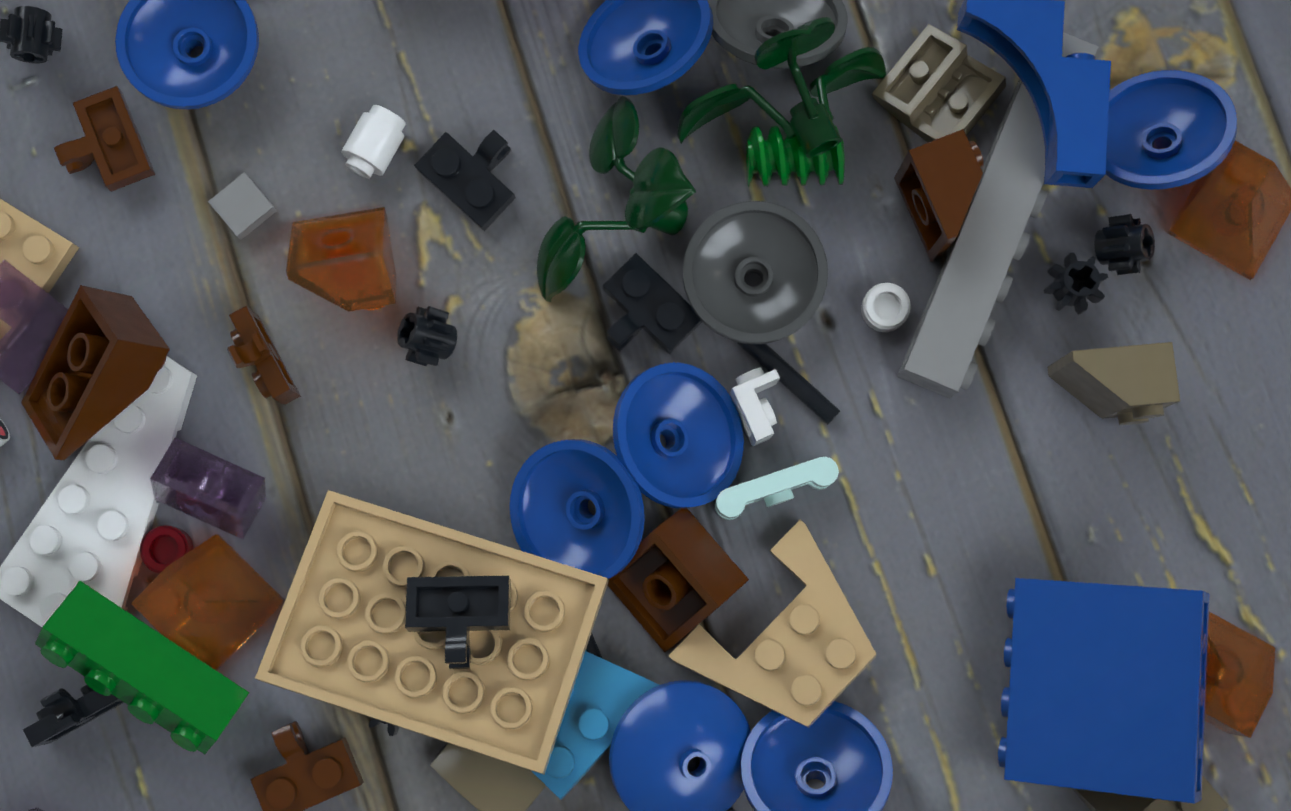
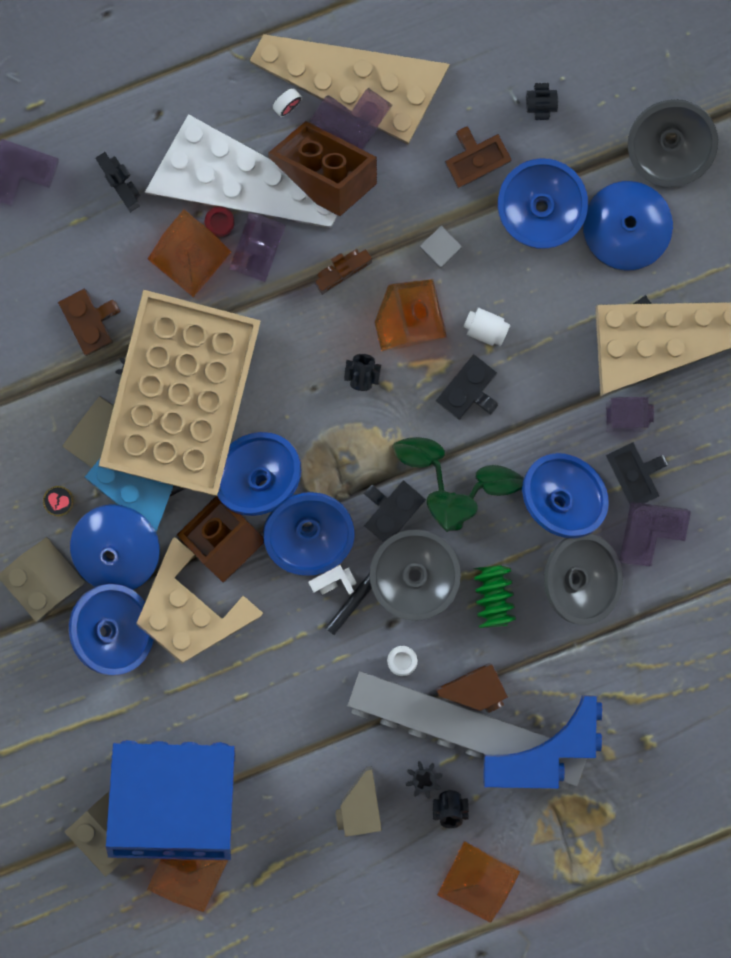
camera: 80 degrees right, 5 degrees up
(140, 668) = (145, 219): green brick -> none
(458, 607) = (193, 407): black plate -> none
(776, 487) = (281, 596): light aqua plate -> none
(809, 120) = (509, 602): dark green plant -> none
(938, 87) = (548, 688): dark tan slope -> none
(1172, 112) = (539, 823): blue dish -> none

